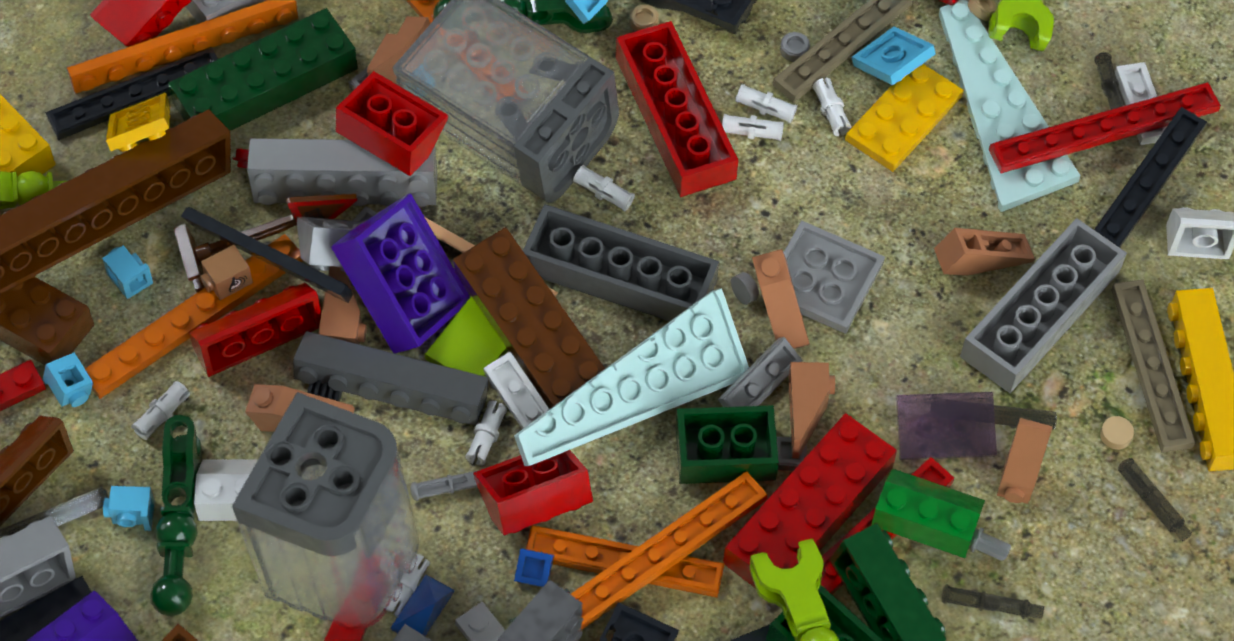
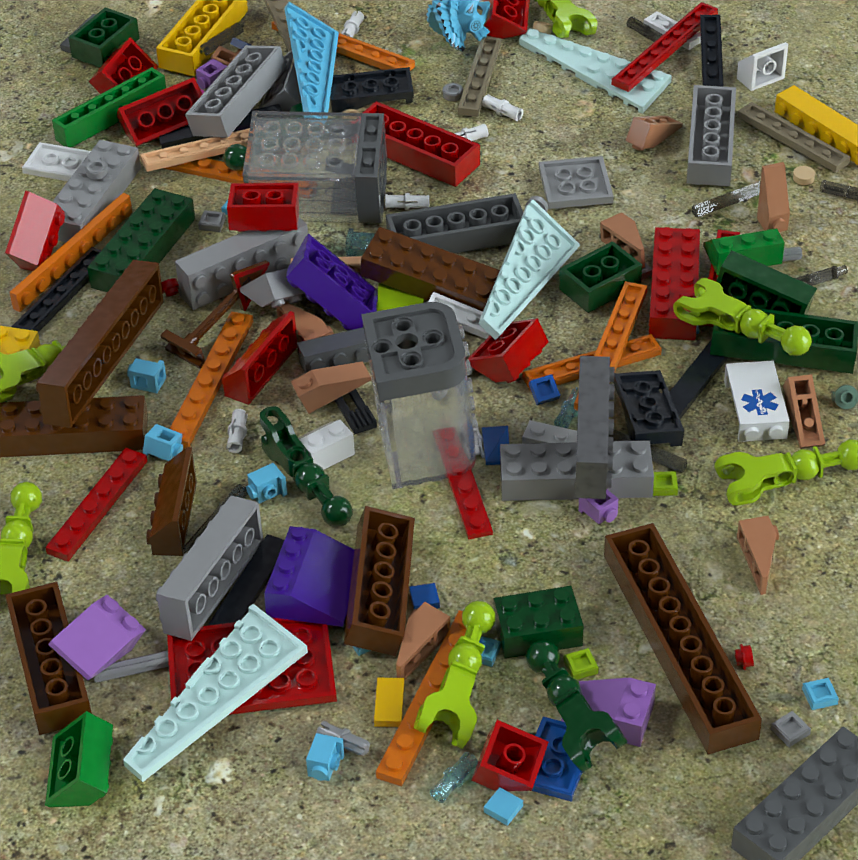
camera: 30 degrees left, 15 degrees down
(138, 122) = (92, 289): yellow plate -> none
(225, 272) = (218, 338): medium nougat brick -> none
(267, 254) = (236, 314): black tile -> none
(395, 46) = (219, 189): nougat slope -> none
(496, 216) = (357, 242): none -> clear light blue brick
(762, 376) = (587, 237): light grey tile -> none
(766, 103) = (449, 122): white pin -> none
(780, 298) = (565, 197): nougat slope -> none
(893, 55) = (516, 67): medium azure plate -> none
(904, 116) = (546, 94): yellow plate -> none
(946, 425) = (712, 211): clear purple tile -> none

